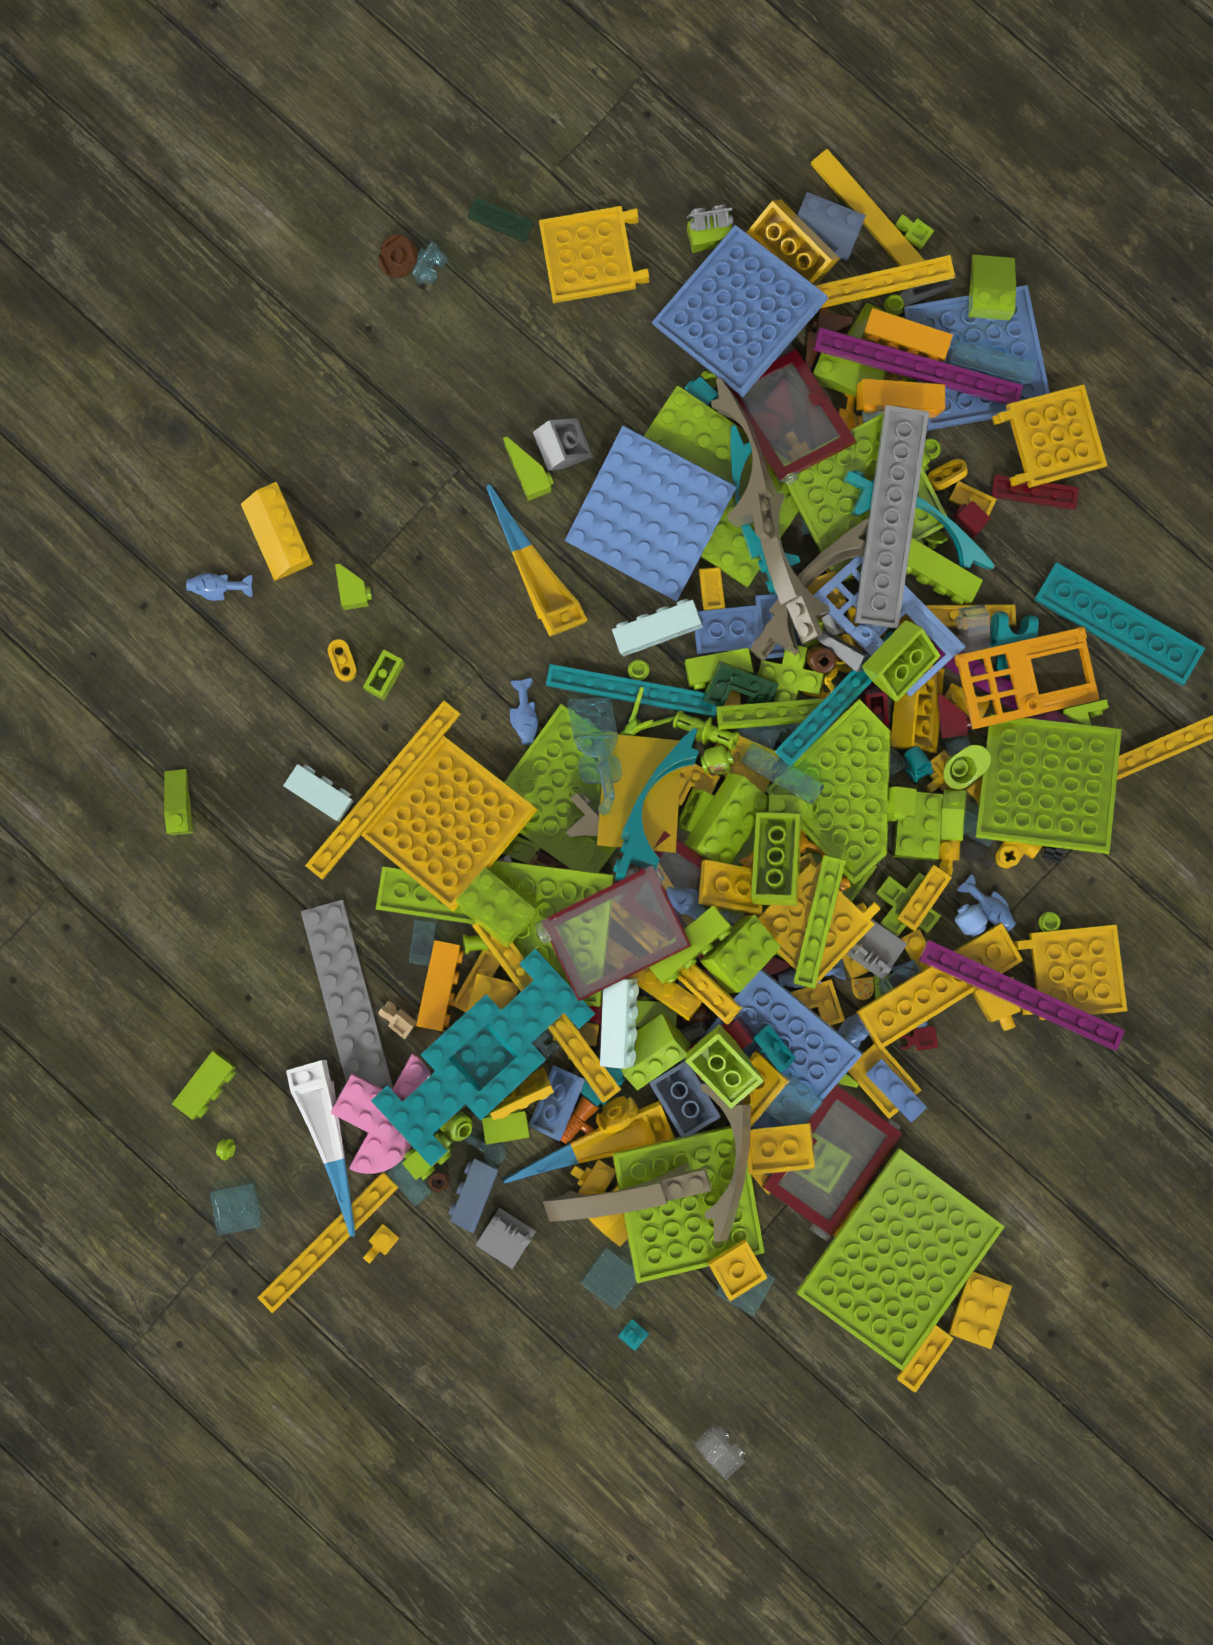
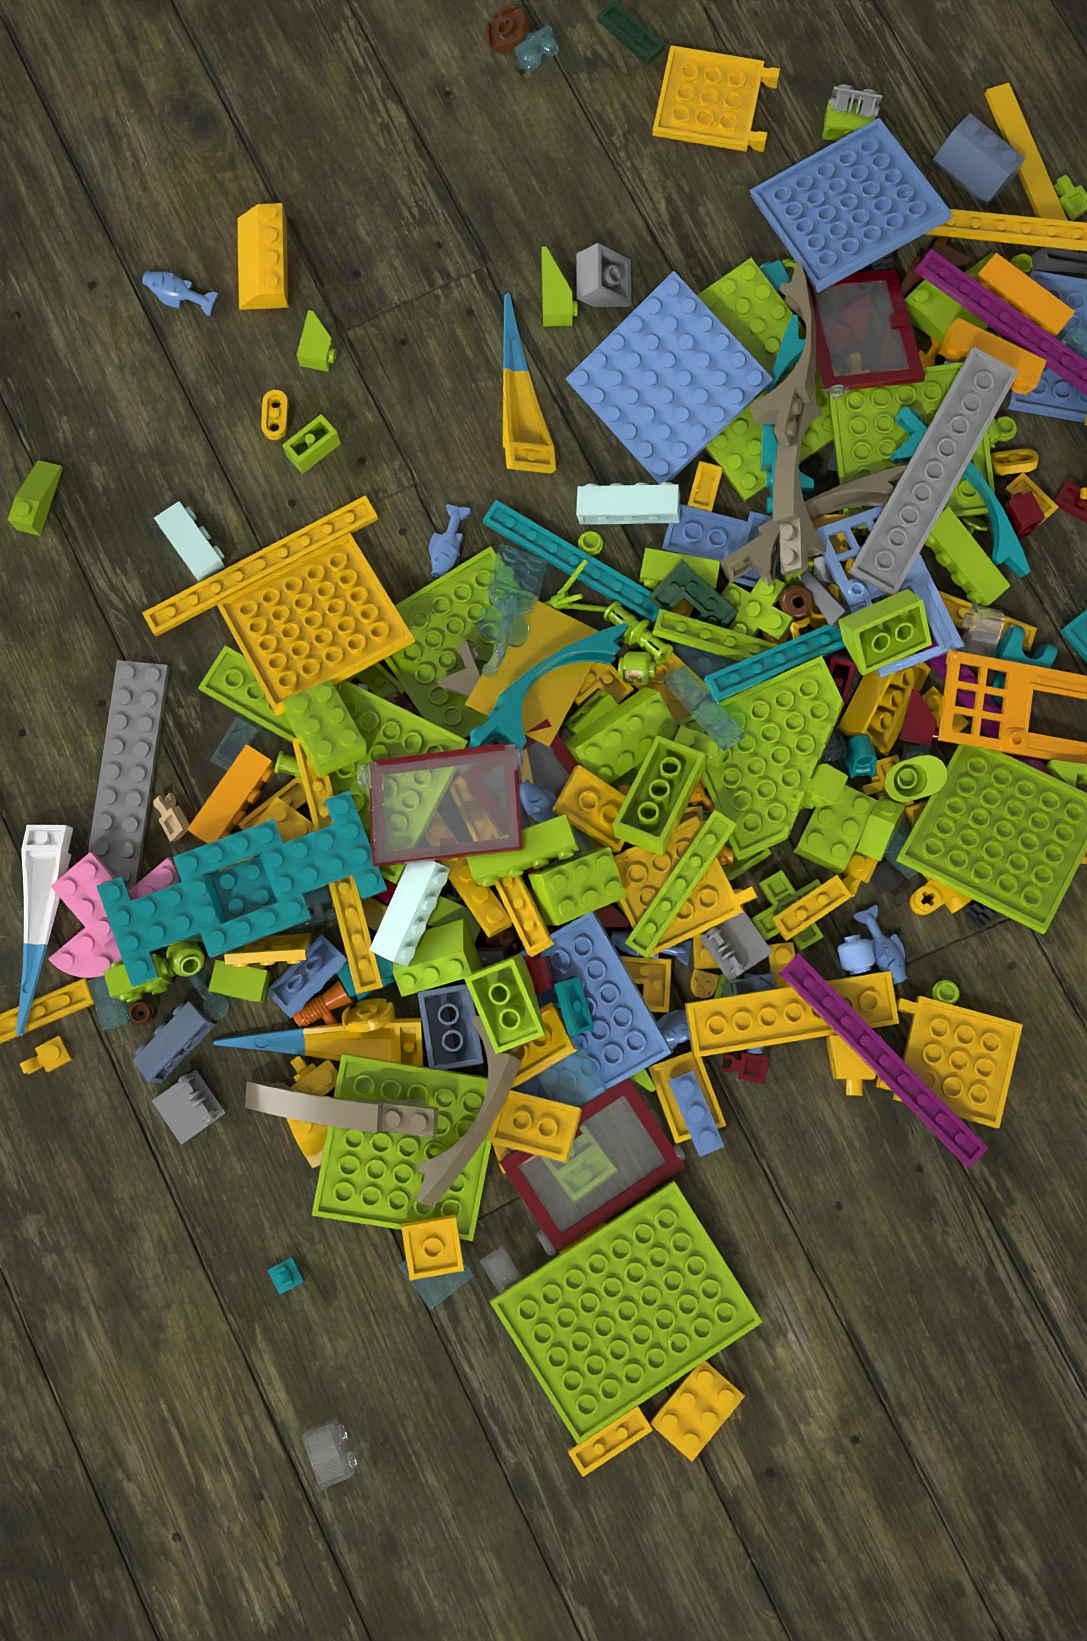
camera: 25 degrees right, 5 degrees down
(610, 1278) = (285, 1200): clear light blue tile -> none
(793, 242) = (936, 155): yellow brick -> none
(794, 1264) = (501, 1268): none -> clear slope

